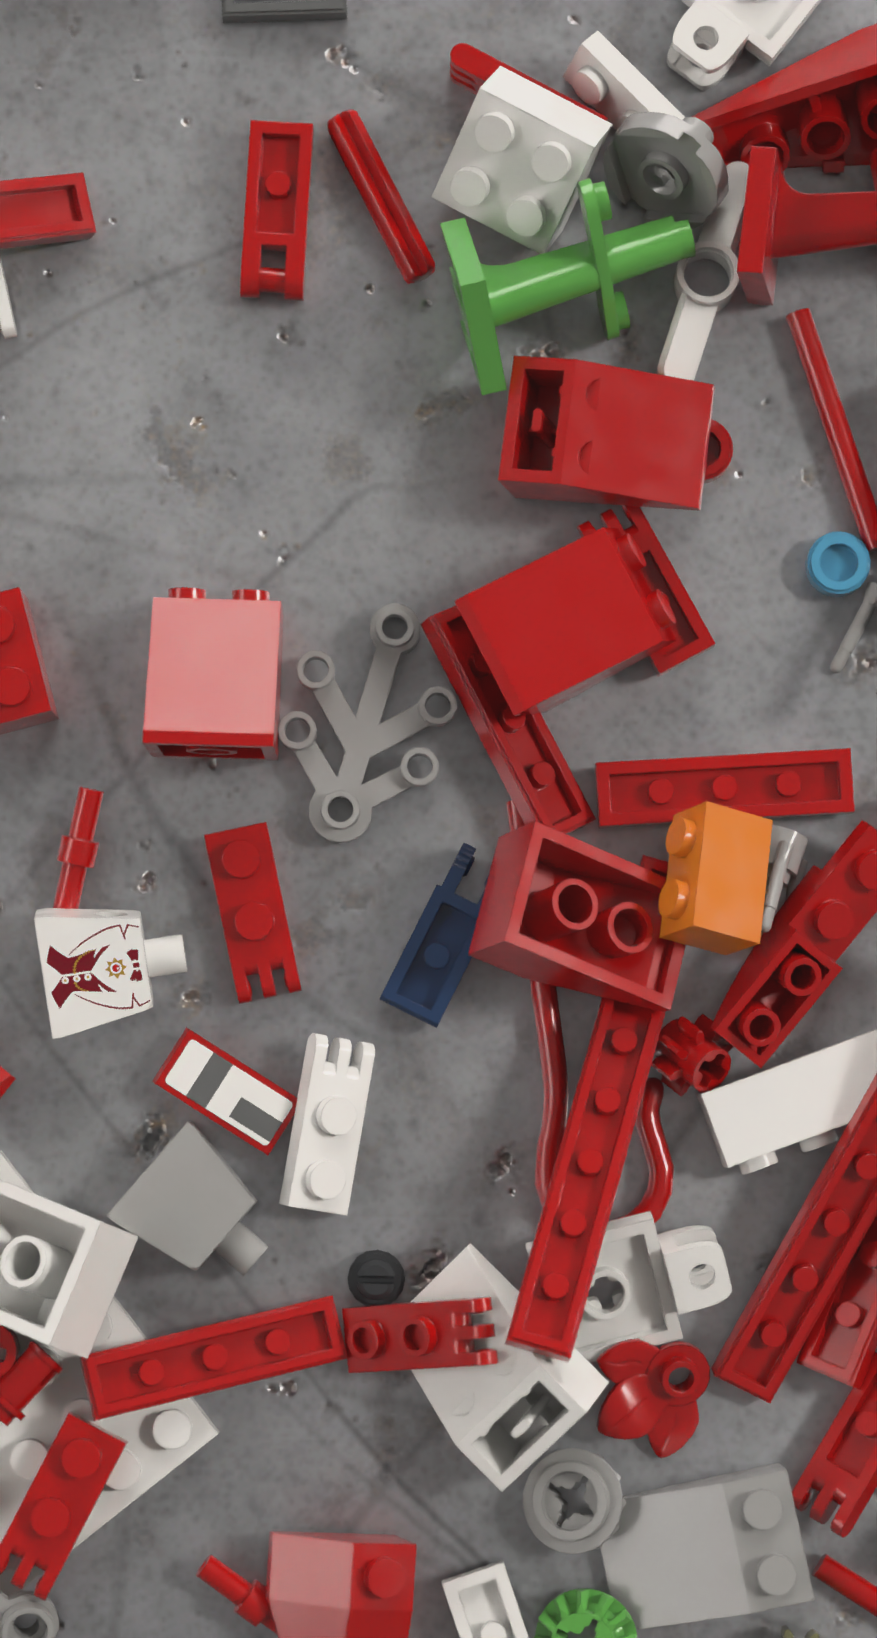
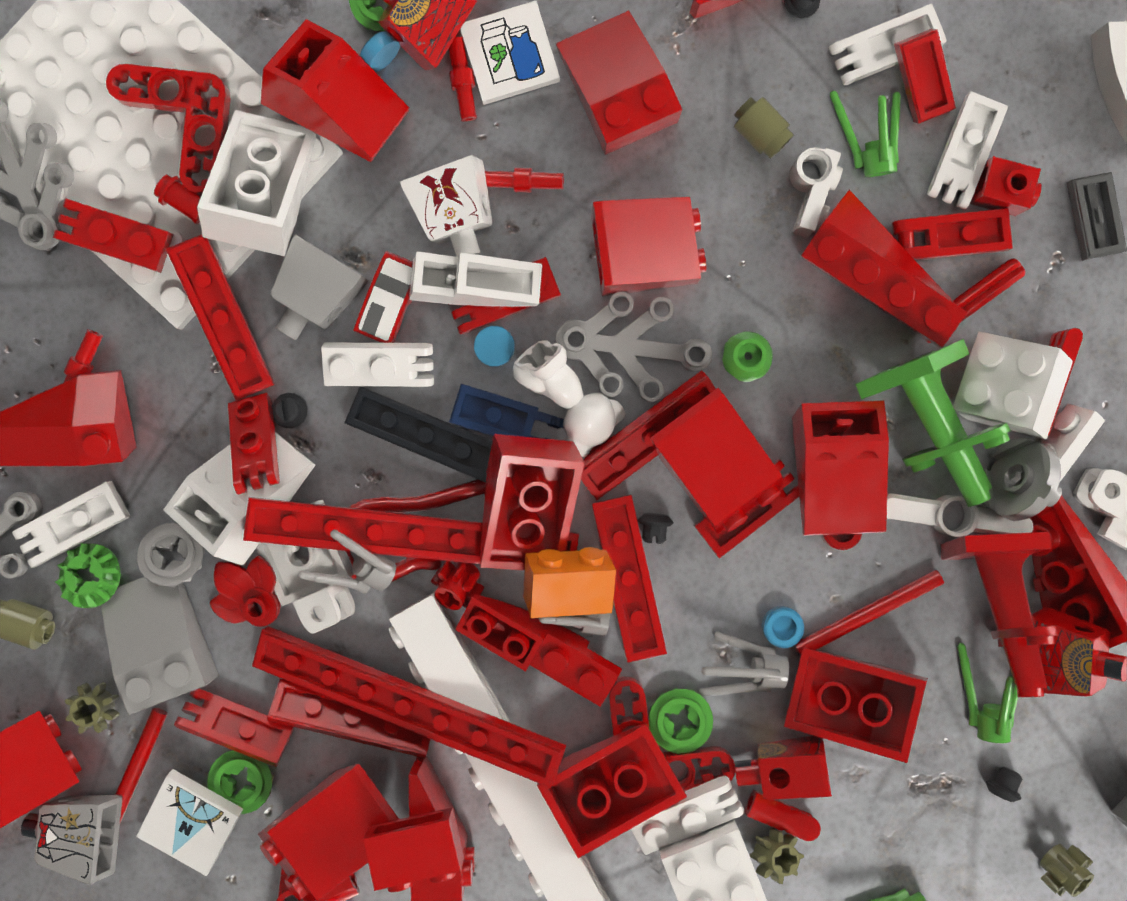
camera: 85 degrees right, 5 degrees up
(61, 469) = (762, 126): none -> olive brick
(136, 299) = (882, 154): none -> bright green plant
(148, 165) = (967, 148): none -> white hinge
(202, 414) = (812, 210): none -> white plate
(217, 117) = (1007, 186): none -> red brick
(225, 948) = (474, 280): none -> white slope
(304, 335) = (875, 266): none -> red wedge
(329, 938) = (494, 346): none -> dark azure tile
(413, 570) = (734, 356): none -> bright green plate
(447, 1074) = (420, 433): none -> black tile
(464, 808) = (589, 416): none -> white animal
(641, 1185) = (369, 568): none -> light grey plant
(649, 735) = (654, 525): none -> black piece

